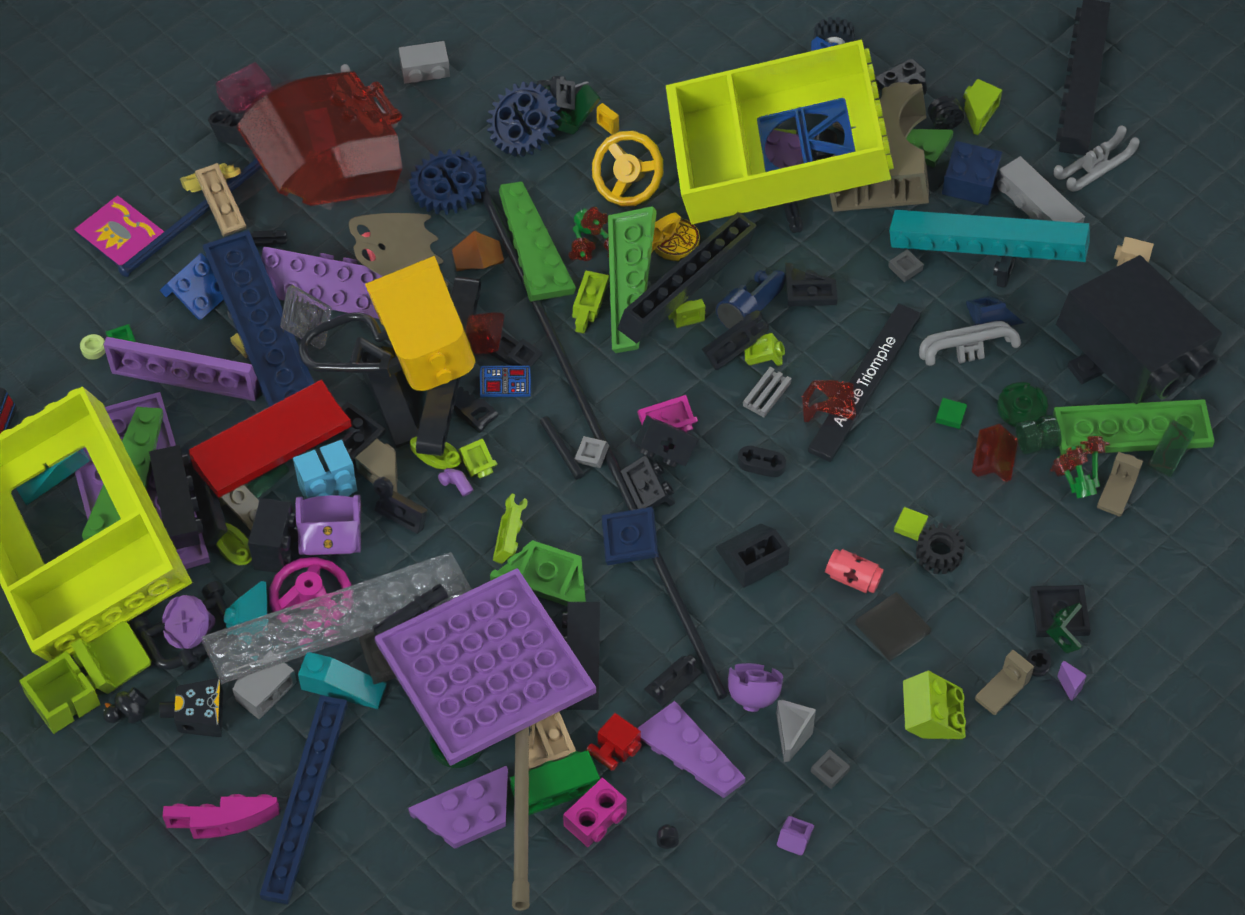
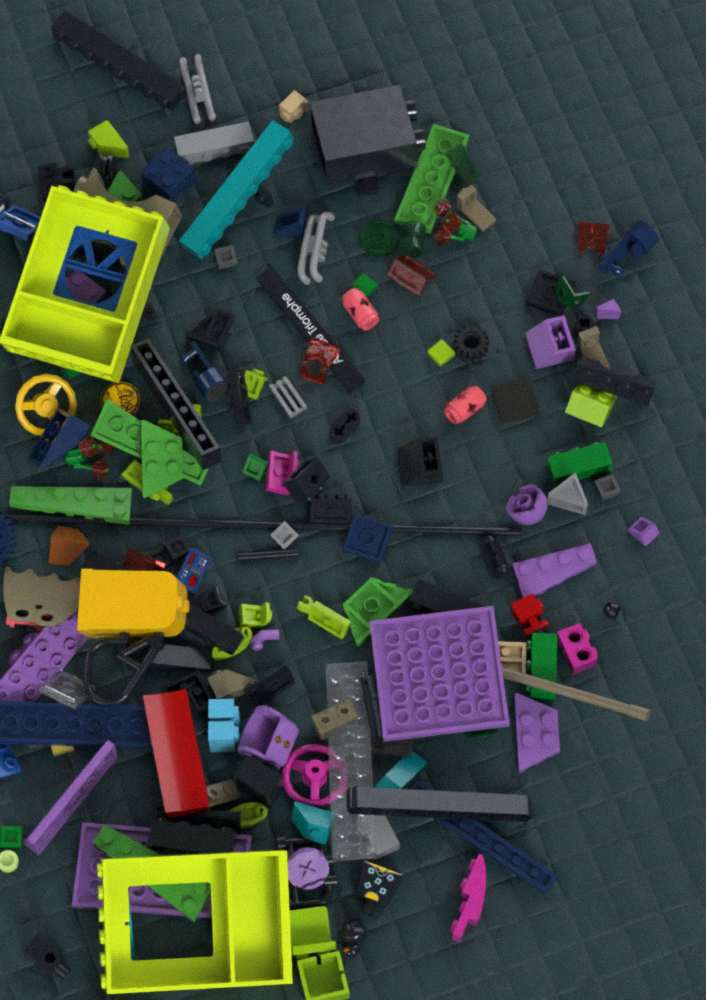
camera: 65 degrees left, 10 degrees up
(318, 729) = (438, 804): none -> black beam
(383, 580) = (333, 718): none -> dark tan bracket
(606, 195) = (59, 437): none -> dark blue slope
(614, 289) = (160, 458): none -> bright green wing
(661, 390) = (255, 467): none -> green tile
(845, 724) = (582, 461): none -> green brick
(916, 417) = (365, 316): none -> coral piece
(978, 748) = (595, 375): none -> black arch
(989, 632) = (550, 342): none -> medium lavender slope
(1168, 627) = (593, 233): none -> clear red piece
(1181, 675) = (638, 239): none -> dark blue piece

